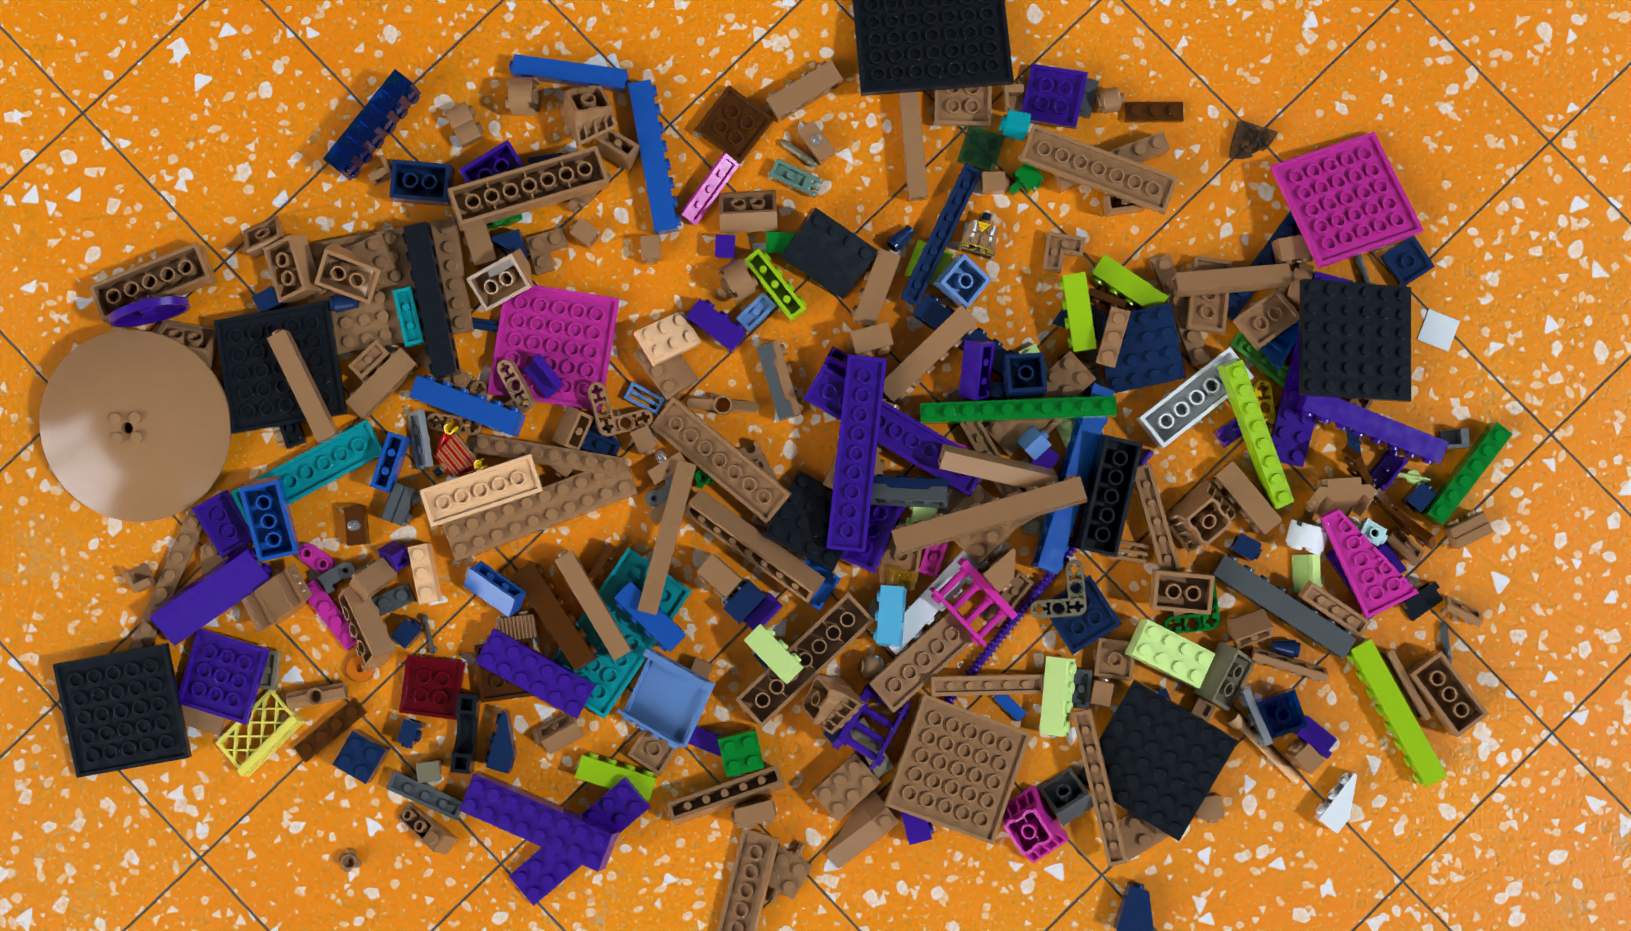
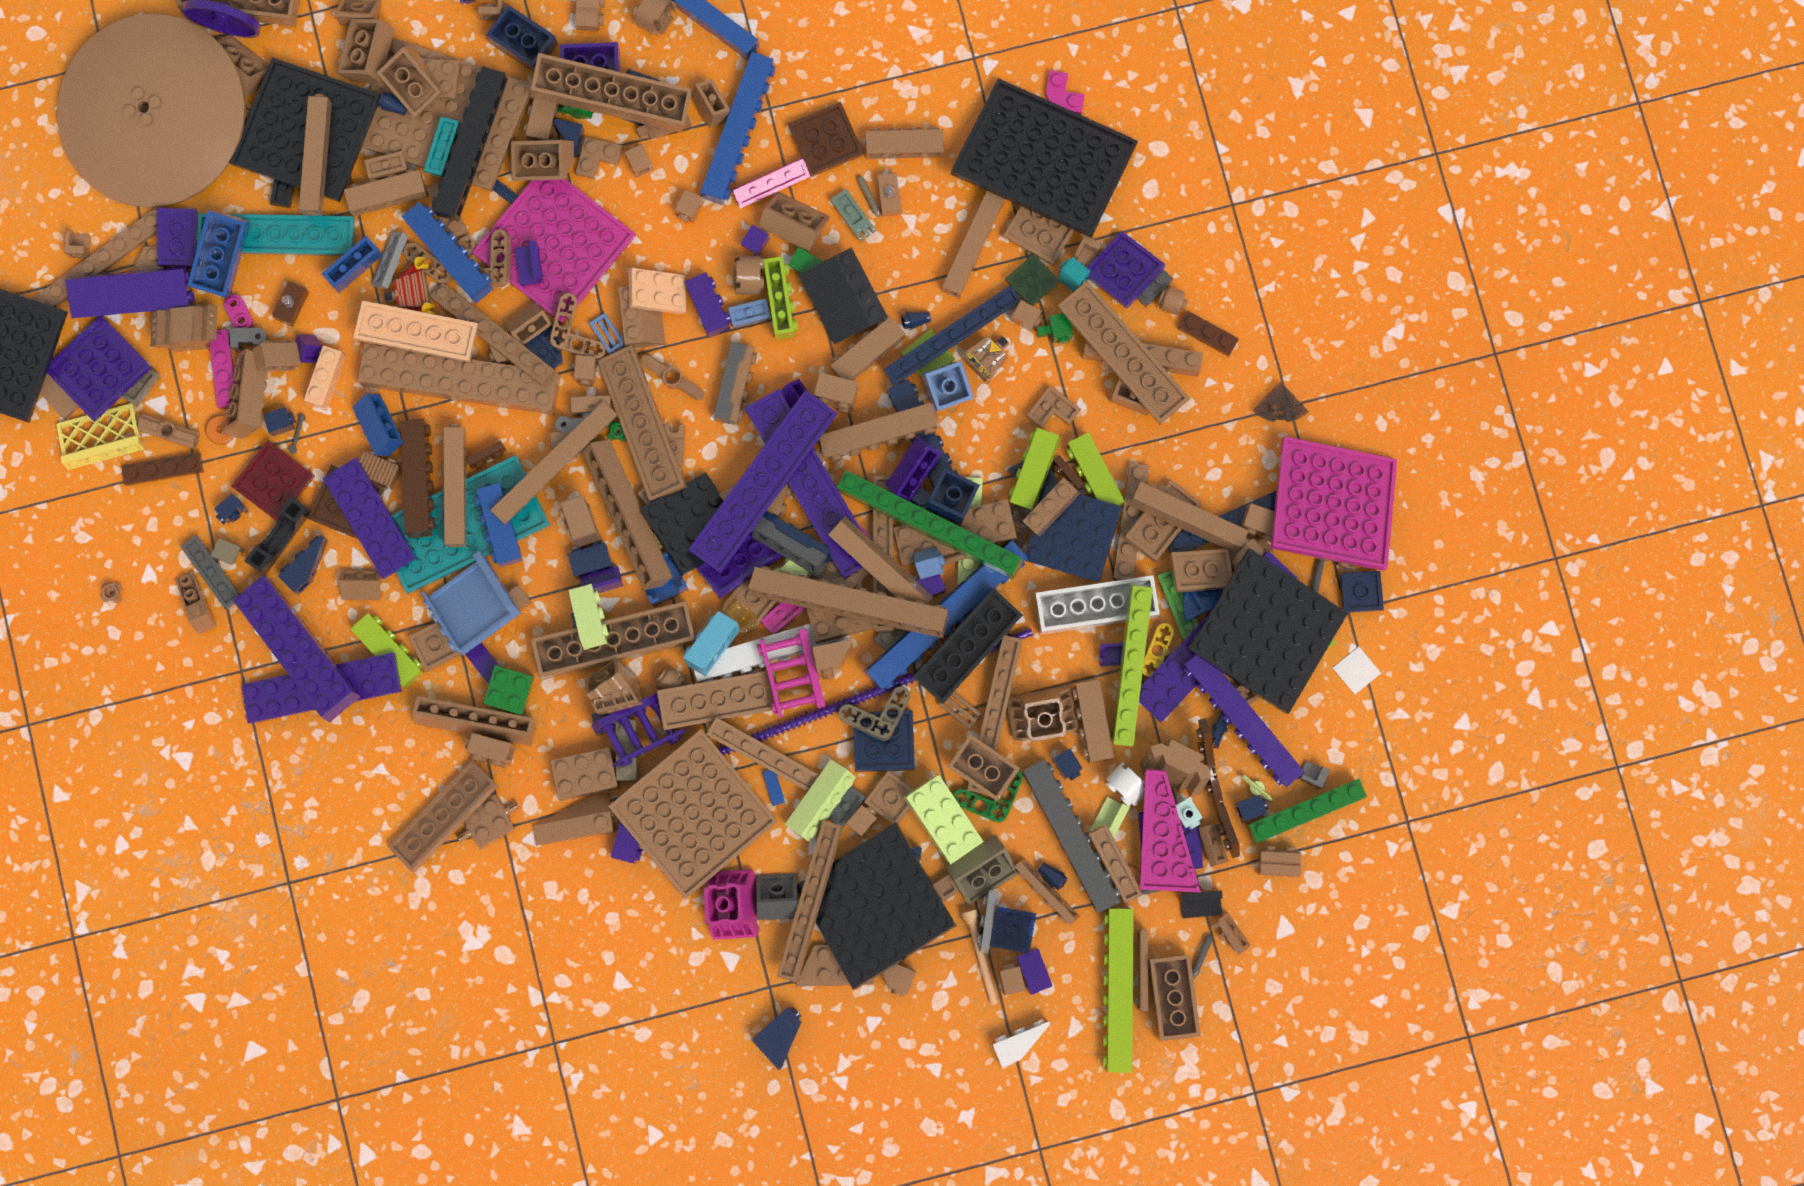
camera: 30 degrees right, 5 degrees down
(267, 300) = (328, 66): dark blue brick -> none
(361, 756) = (175, 506): dark blue brick -> none
(394, 599) = (285, 386): dark grey plate -> none
(400, 504) = (339, 306): dark grey brick -> none
(587, 113) = (700, 57): medium nougat slope -> none
(1012, 596) = (832, 689): medium nougat tile -> none
(1250, 628) = (1028, 839): medium nougat brick -> none
(1387, 469) = (1235, 767): dark purple hinge -> none

